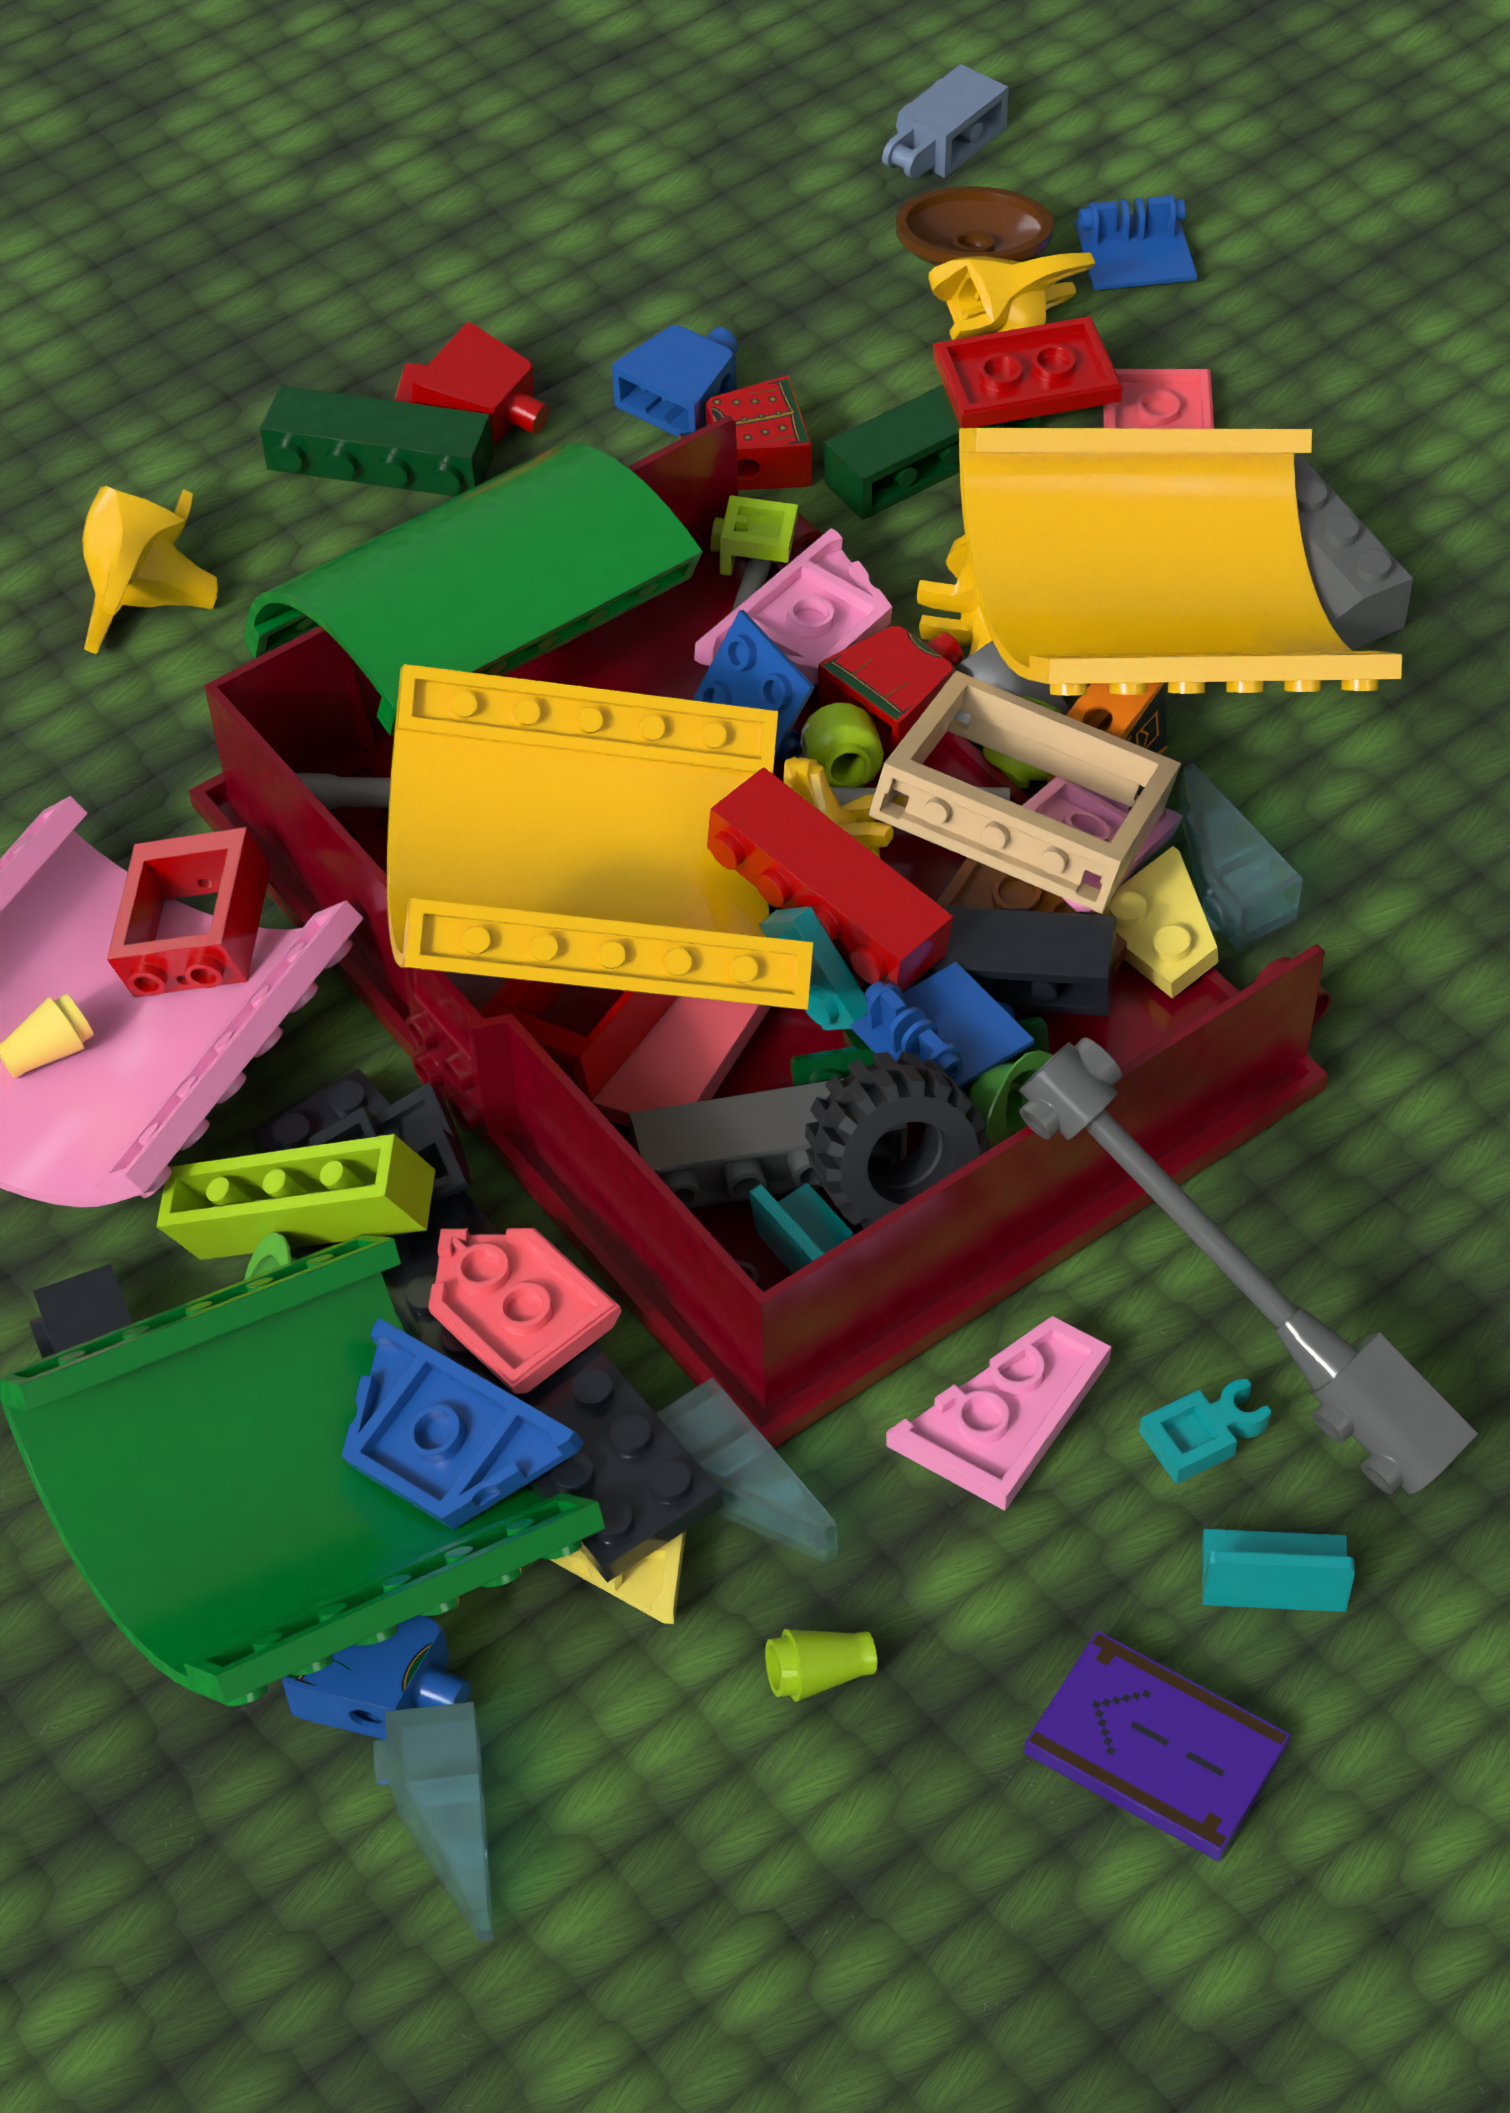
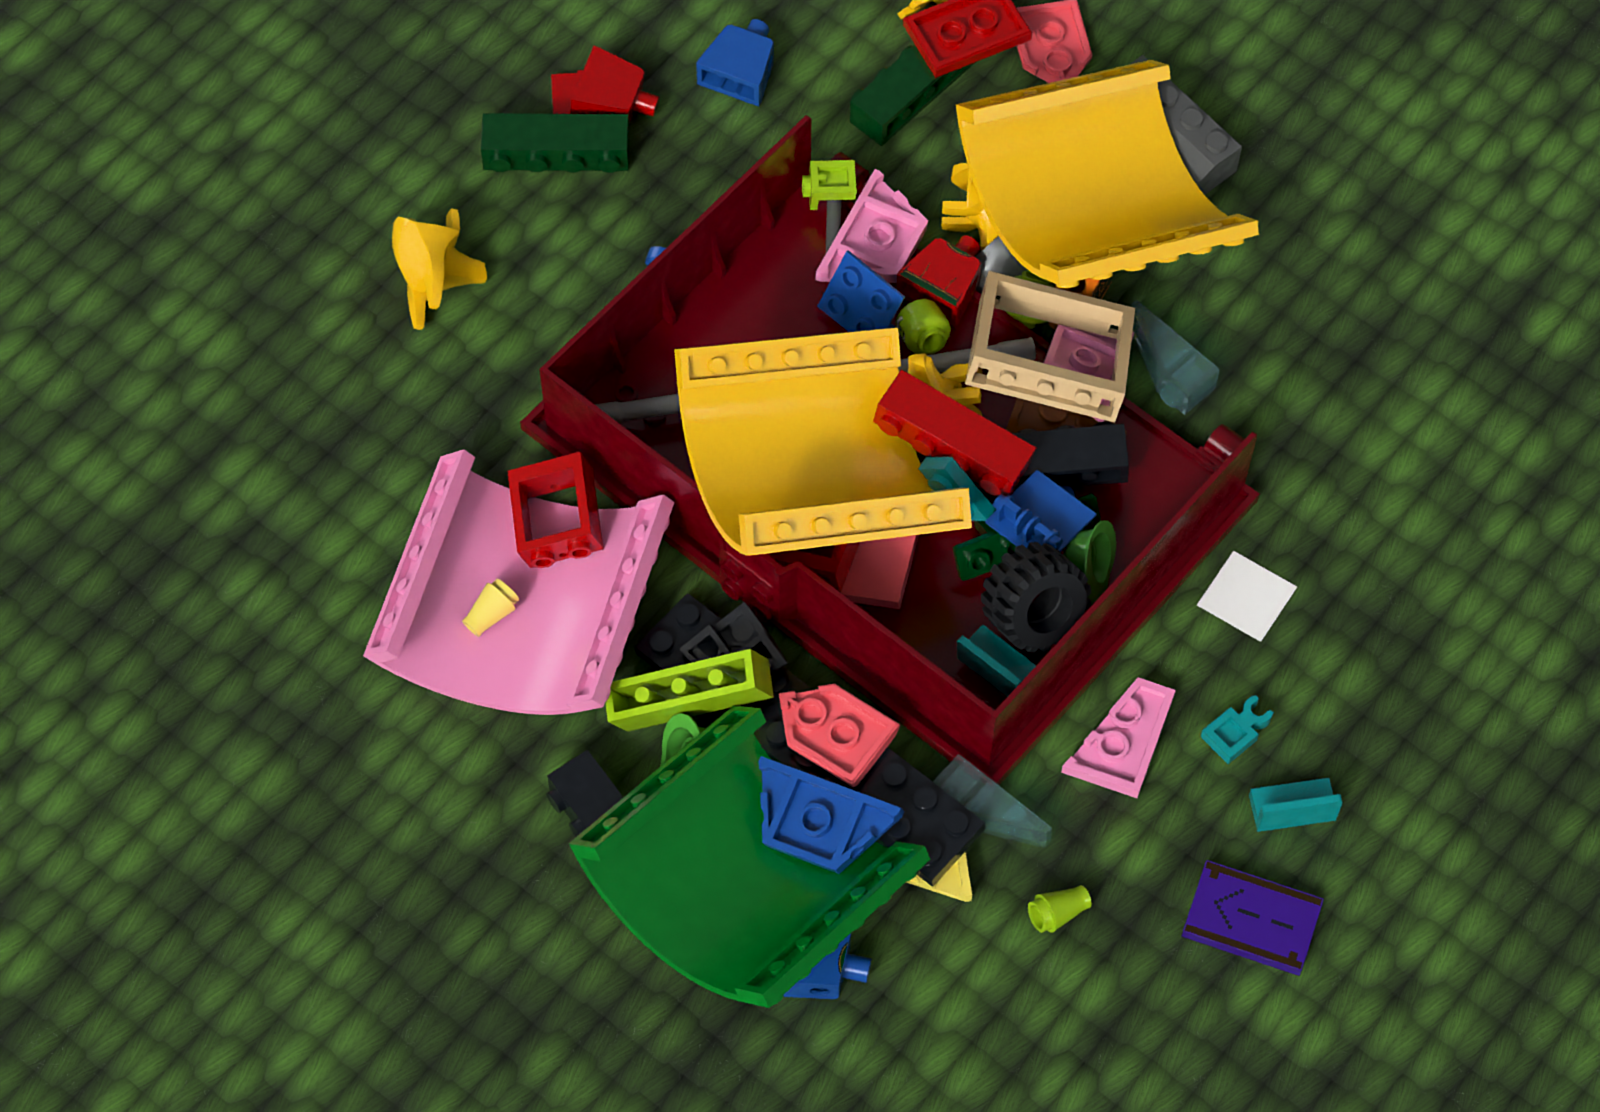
camera: 15 degrees left, 10 degrees up
(439, 1795) = (876, 1029): clear light blue slope -> none
(489, 574) = (675, 249): green panel -> none
(734, 1143) = (939, 606): dark grey brick -> none
(769, 435) = (800, 92): red torso -> none
(1164, 924) = (1147, 414): light yellow wing -> none
(1282, 1226) = (1247, 596): none -> white sticker
(1361, 1386) = (1322, 689): dark grey bar -> none

